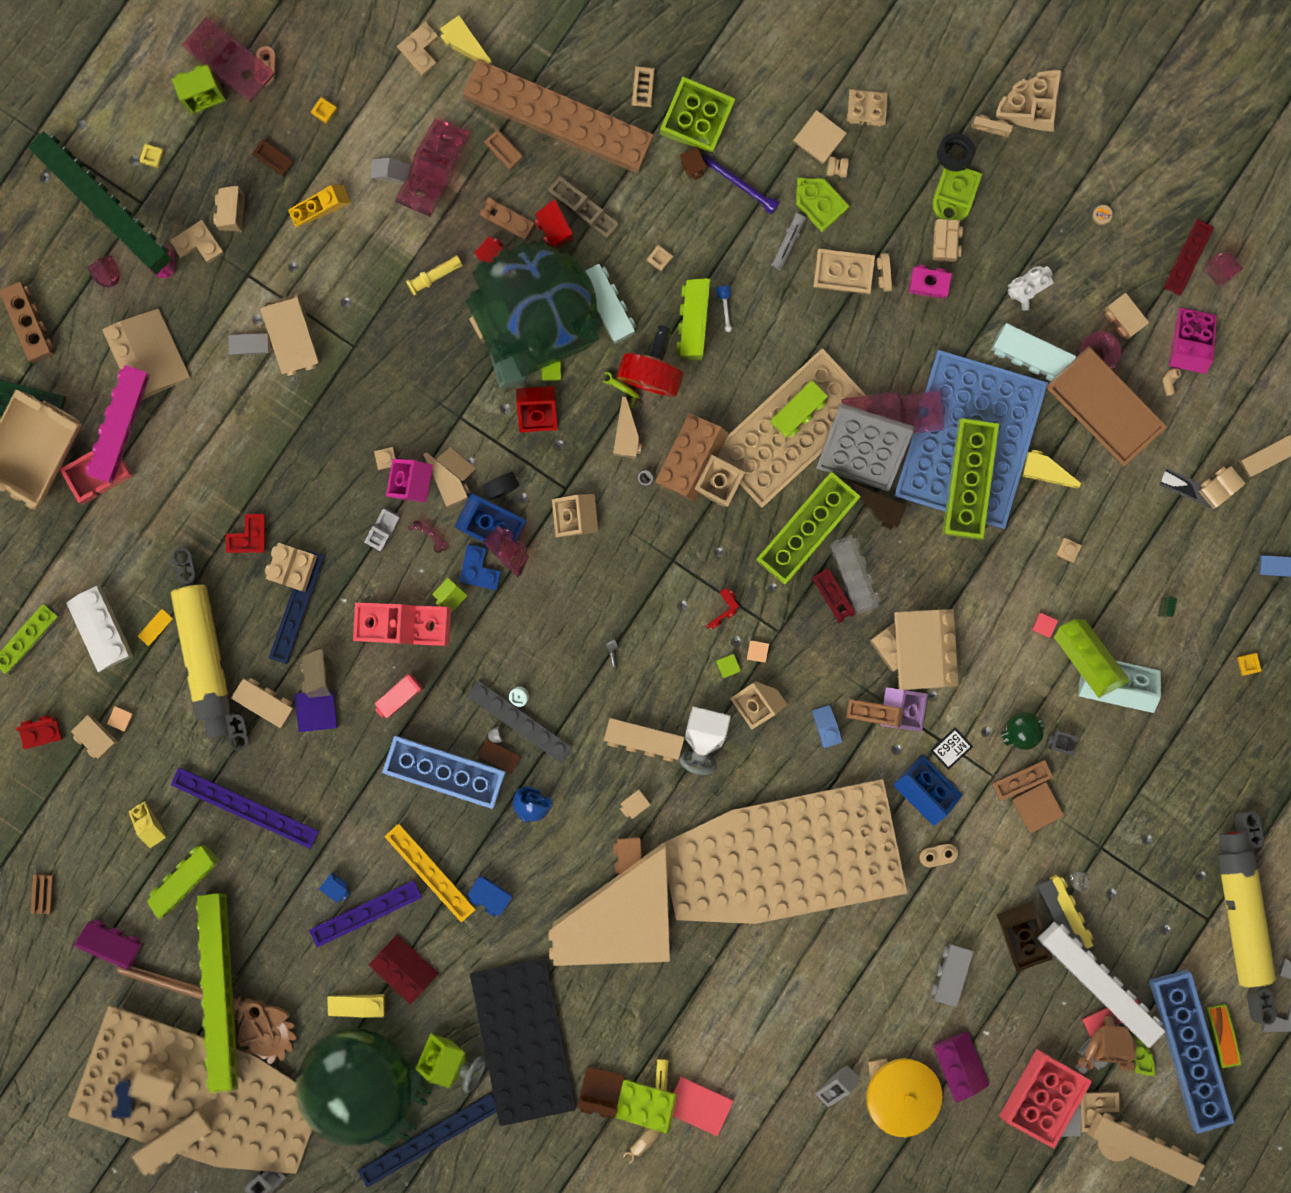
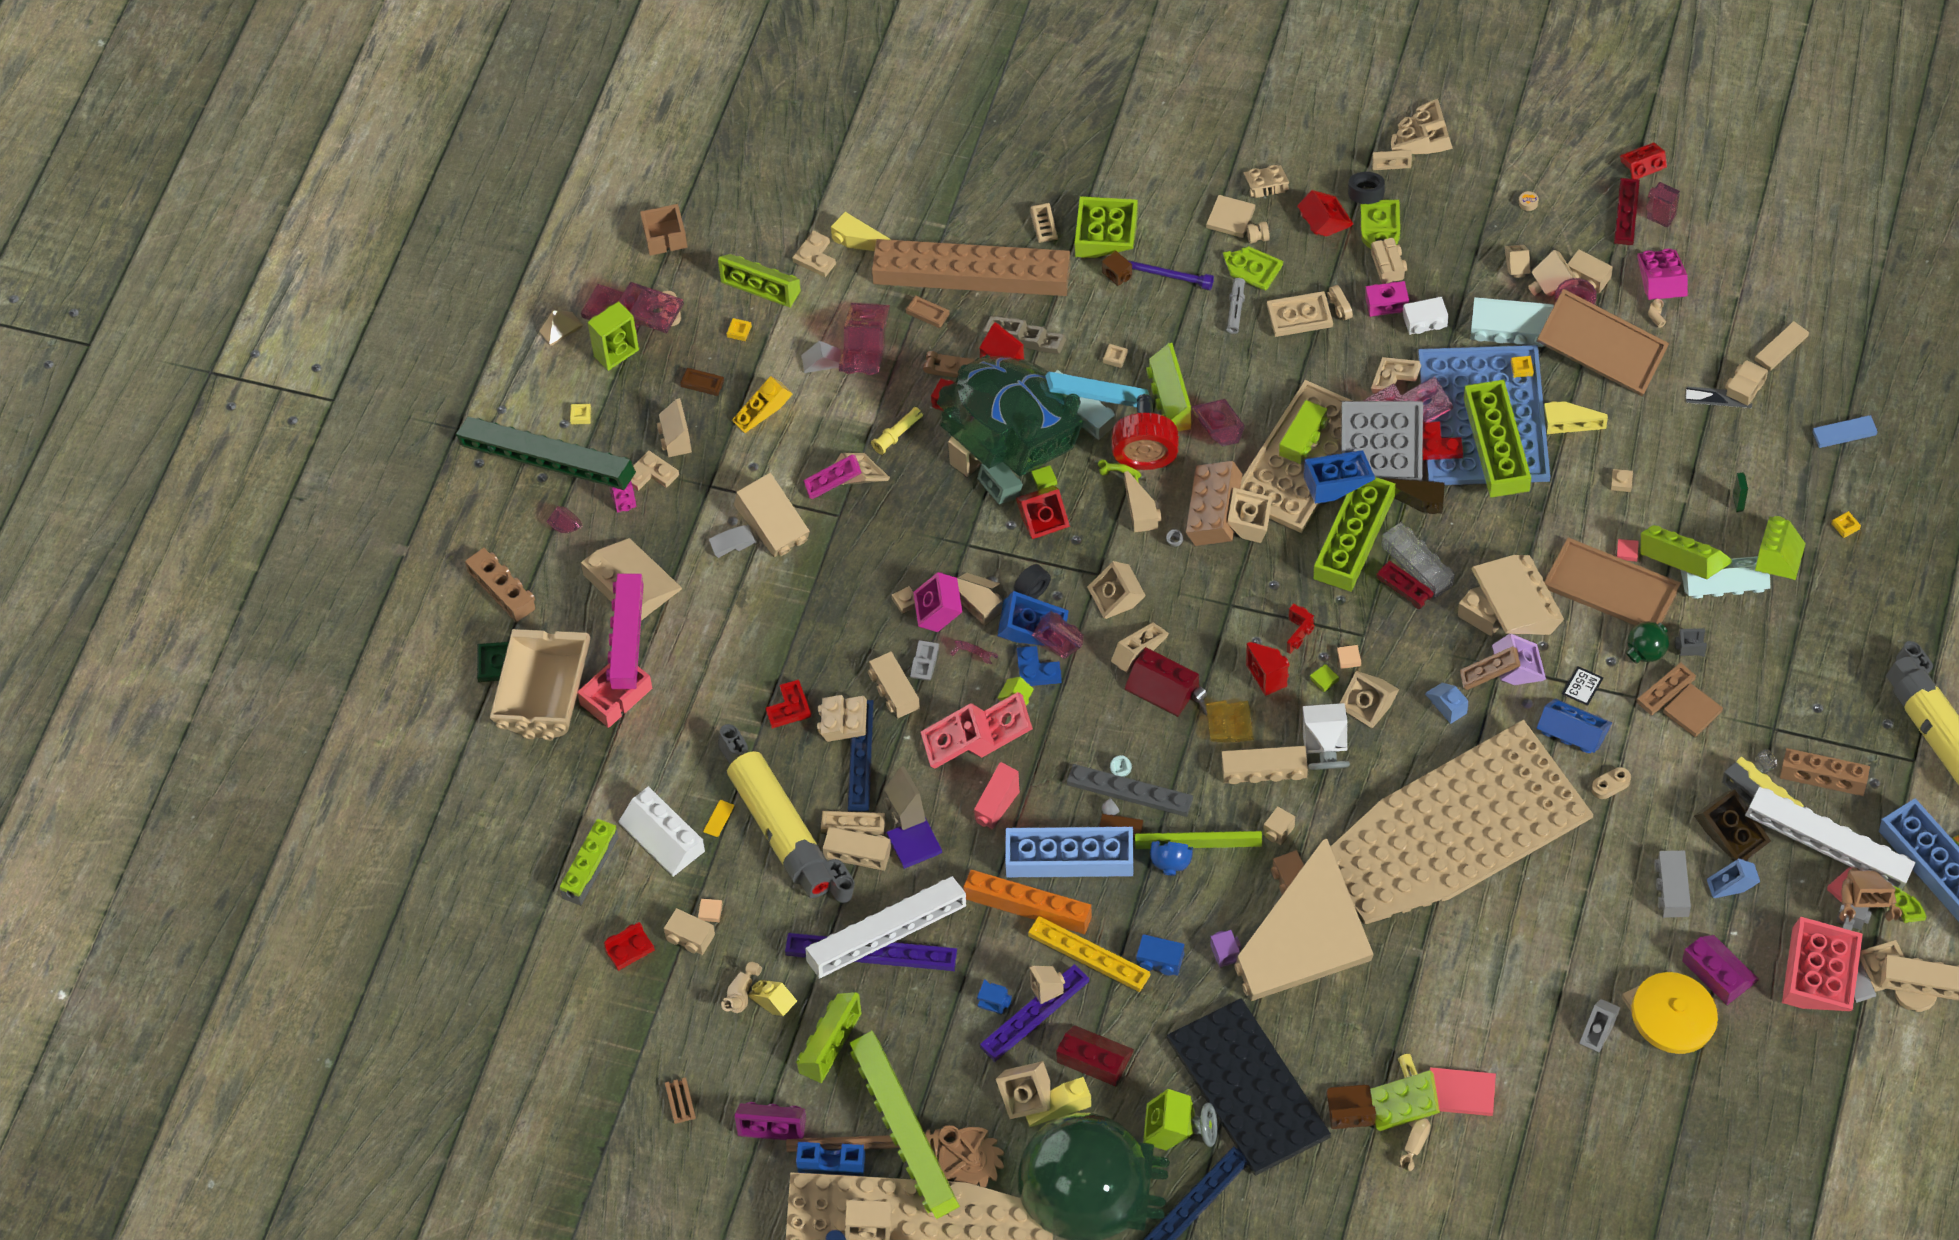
camera: 10 degrees left, 30 degrees down
(119, 810) = (738, 990): none -> tan arm
(139, 993) = (816, 1160): none -> blue arch
(159, 51) = (559, 326): none -> tan slope
(262, 794) = (885, 927): none -> white brick
(269, 672) = (854, 821): none -> tan tile
(331, 988) = (1025, 1089): none -> tan slope
(345, 547) = (893, 685): none -> tan brick
(356, 312) = (832, 476): none -> dark pink tile
(357, 63) = (759, 280): none -> lime slope
(380, 899) = (1046, 982): none -> tan slope
(385, 309) = (869, 470): none -> tan slope
(393, 806) = (1027, 901): none -> orange brick
(547, 906) = (1225, 947): none -> medium lavender brick
(560, 794) = (1202, 839): none -> lime tile
(576, 580) = (1132, 646): none -> tan slope
(582, 625) = (1162, 682): none -> dark red slope
(624, 307) = (1094, 389): none -> medium azure tile
(629, 682) = (1229, 721): none -> clear yellow slope
(679, 647) = (1267, 667): none -> red slope
(724, 293) = (1189, 364): hinge -> none
(725, 371) = (1220, 421): none -> clear pink slope
(811, 471) = (1336, 475): none -> blue slope
(902, 364) = (1394, 369): none -> tan plate
(907, 167) = (1324, 213): none -> red slope
(914, 464) = (1439, 448): none -> red plate
(957, 316) = (1425, 315): none -> white brick
(1004, 988) = (1733, 879): none -> medium blue slope
(1016, 656) = (1611, 584): none -> medium nougat tile
(1024, 403) = (1522, 366): none -> yellow tile
(1027, 286) = (1481, 275): white brick -> none
(1066, 279) = (1517, 260): none -> tan slope
(1090, 314) = (1550, 274): none -> tan torso
(1125, 911) = (1825, 772): none -> medium nougat brick
(1176, 684) = (1780, 549): none -> lime slope
(1227, 206) = (1644, 160): none -> red bracket

